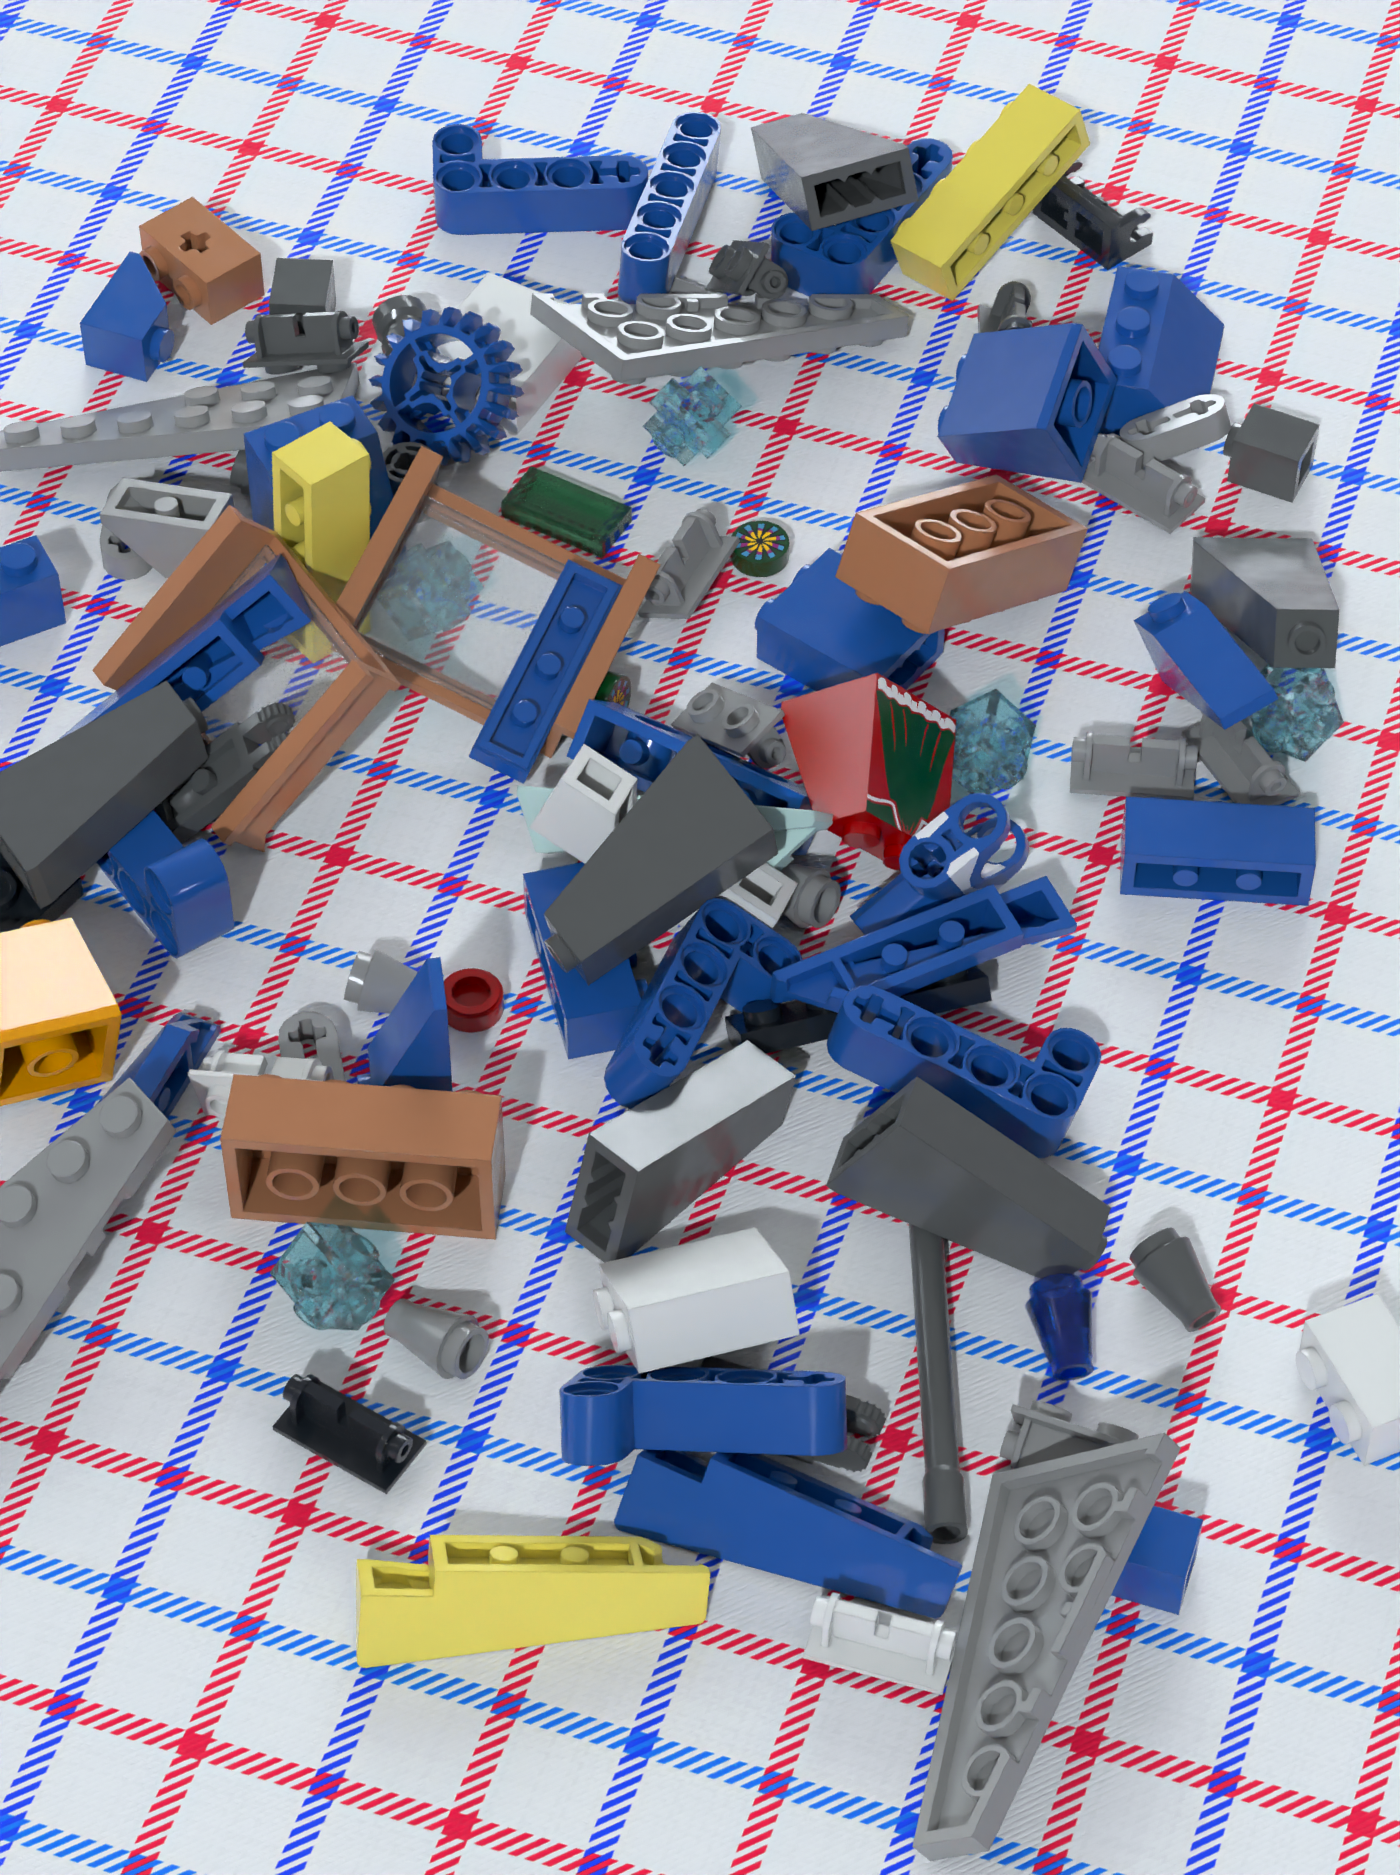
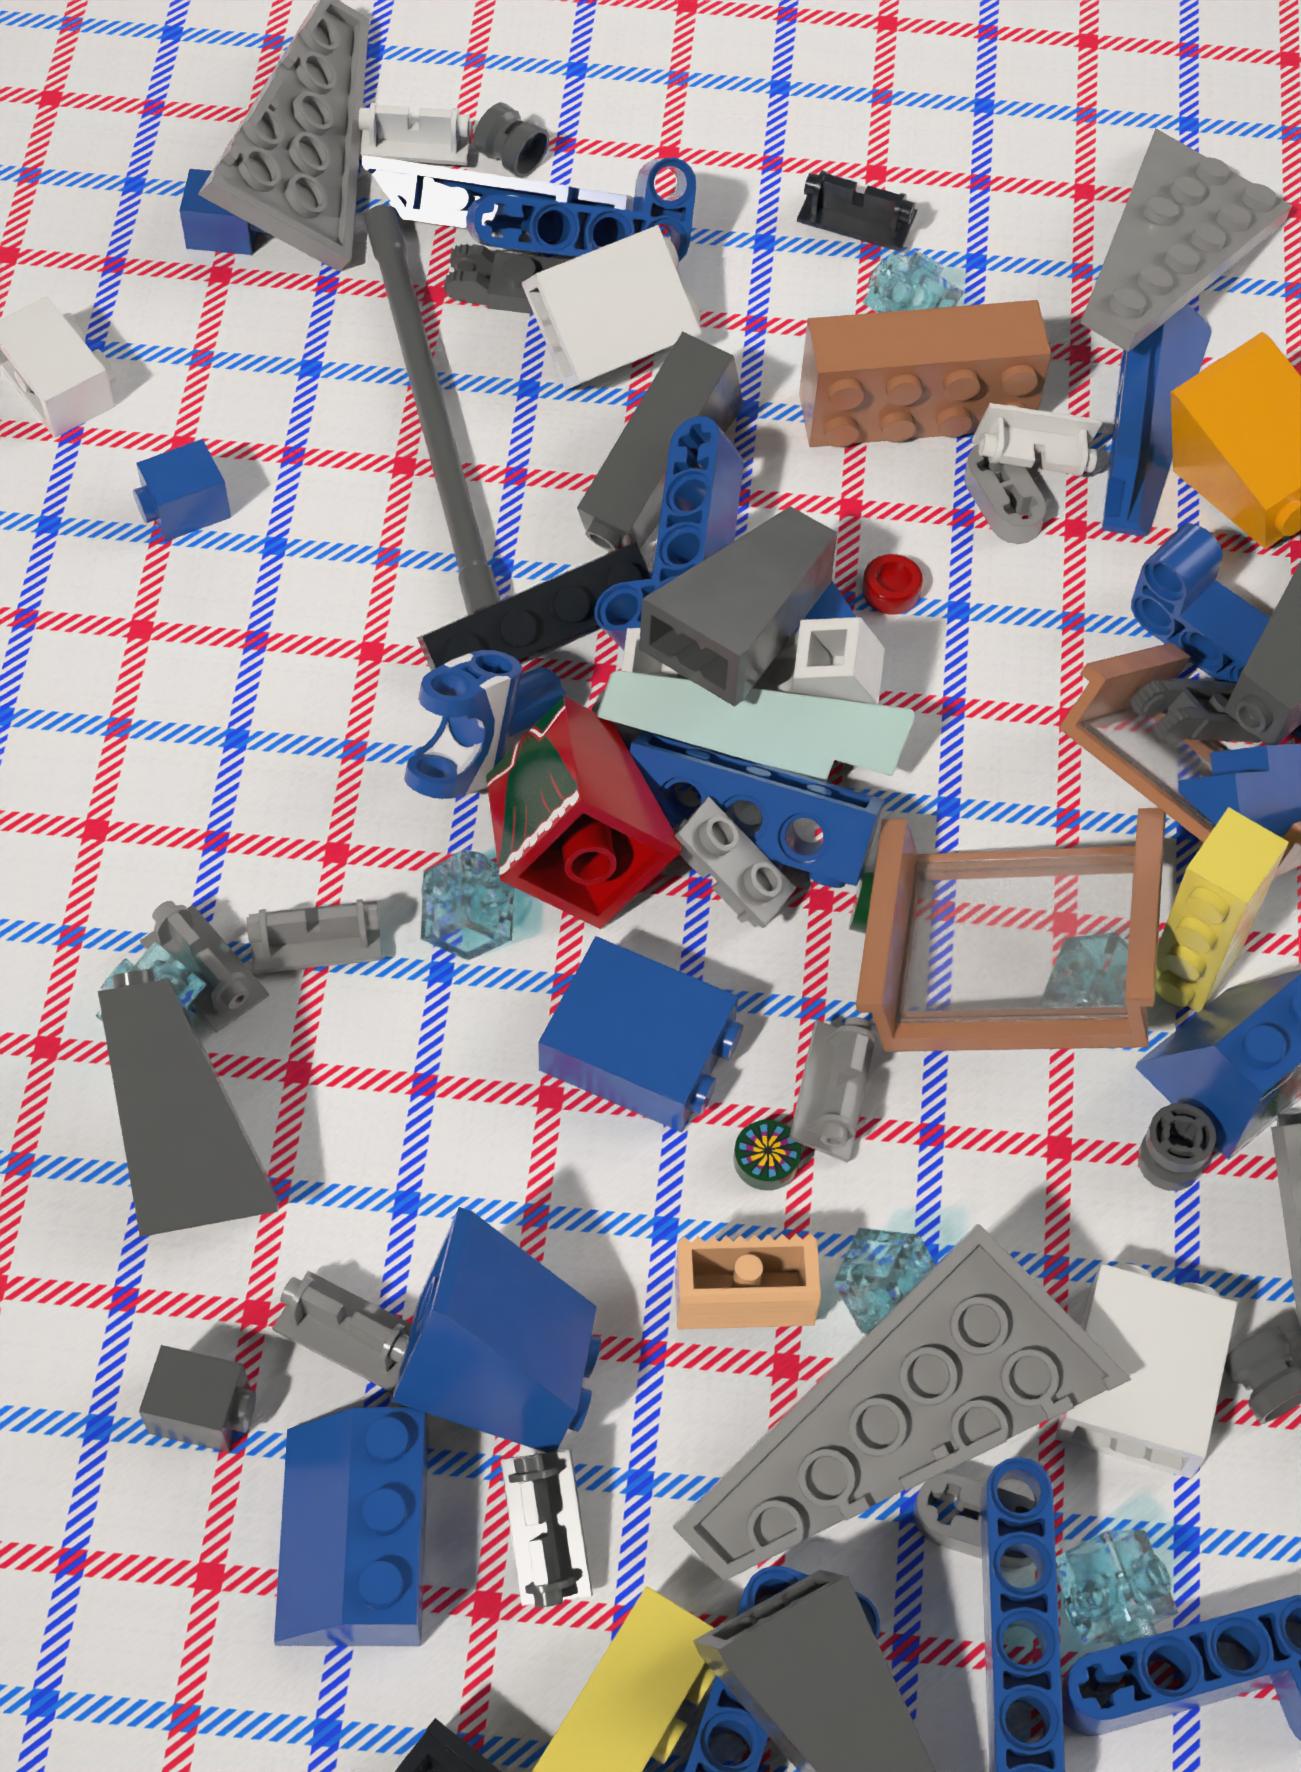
camera: 165 degrees right, 10 degrees up
(377, 982) = (965, 567): light grey cone -> none
(415, 1037) = (907, 457): blue slope -> none
(419, 353) = (1182, 1244): blue gear -> none
(440, 1338) = (815, 285): light grey cone -> none
(519, 1594) = (688, 124): light yellow wedge -> none
(545, 671) = (938, 906): blue tile -> none
(566, 512) = (995, 1169): clear green tile -> none
(586, 231) = (1115, 1587): none -> clear light blue brick
(746, 271) = (902, 1559): dark grey hinge -> none
(759, 1598) = (507, 137): none -> dark grey wheel
(809, 438) = (747, 1282): none -> light nougat brick
(928, 945) = (515, 615): blue wedge -> none
(960, 553) = (529, 1087): nougat brick -> none
(968, 1184) = (407, 418): dark grey slope -> none
(1022, 1099) = (424, 532): blue beam -> none
(1050, 1435) = (287, 288): light grey hinge -> none
(1063, 1323) = (311, 376): clear blue cone -> none
(1175, 1277) = (226, 430): dark grey cone -> none
(1178, 428) = (308, 1369): light grey beam -> none
(1202, 660) = (246, 1005): blue slope -> none
(1217, 851) = (217, 840): blue brick -> none
(1226, 1202) = (181, 490): none -> blue brick

